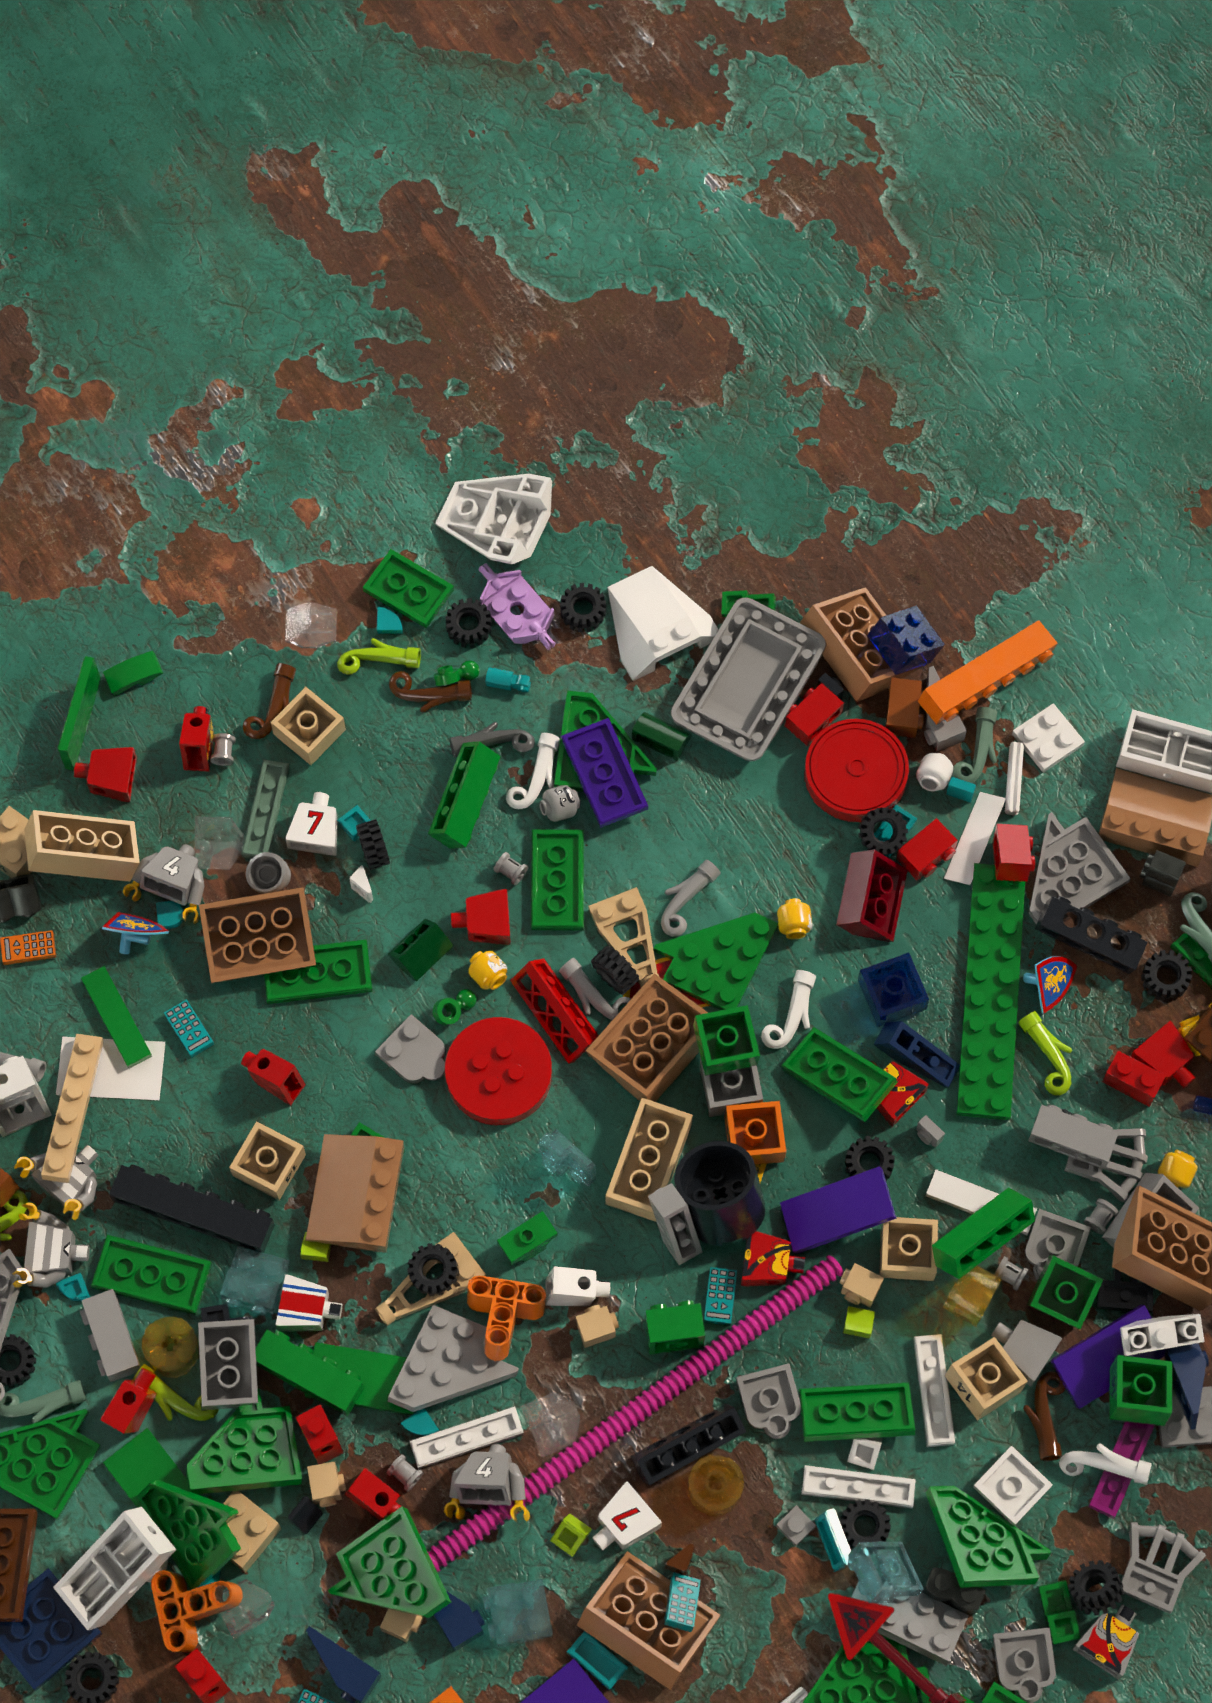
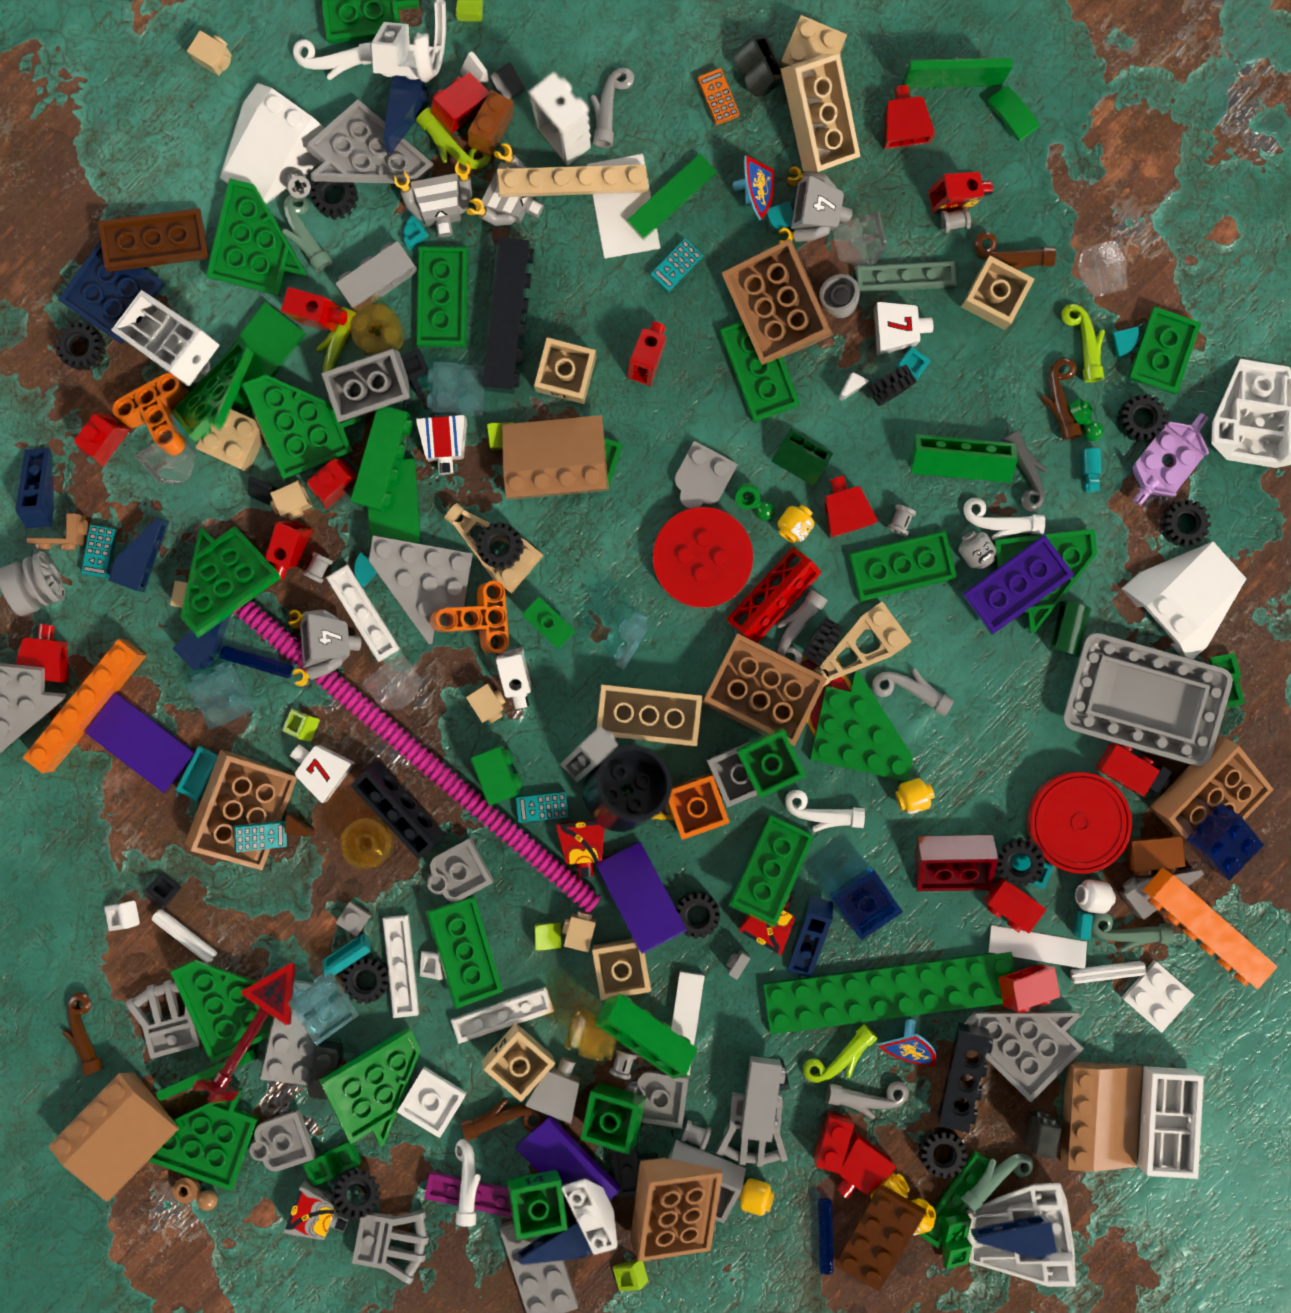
camera: 80 degrees right, 20 degrees up
(490, 1566) = (256, 662): none -> clear blue axle
(1099, 1044) = (860, 1101): none -> light grey plant

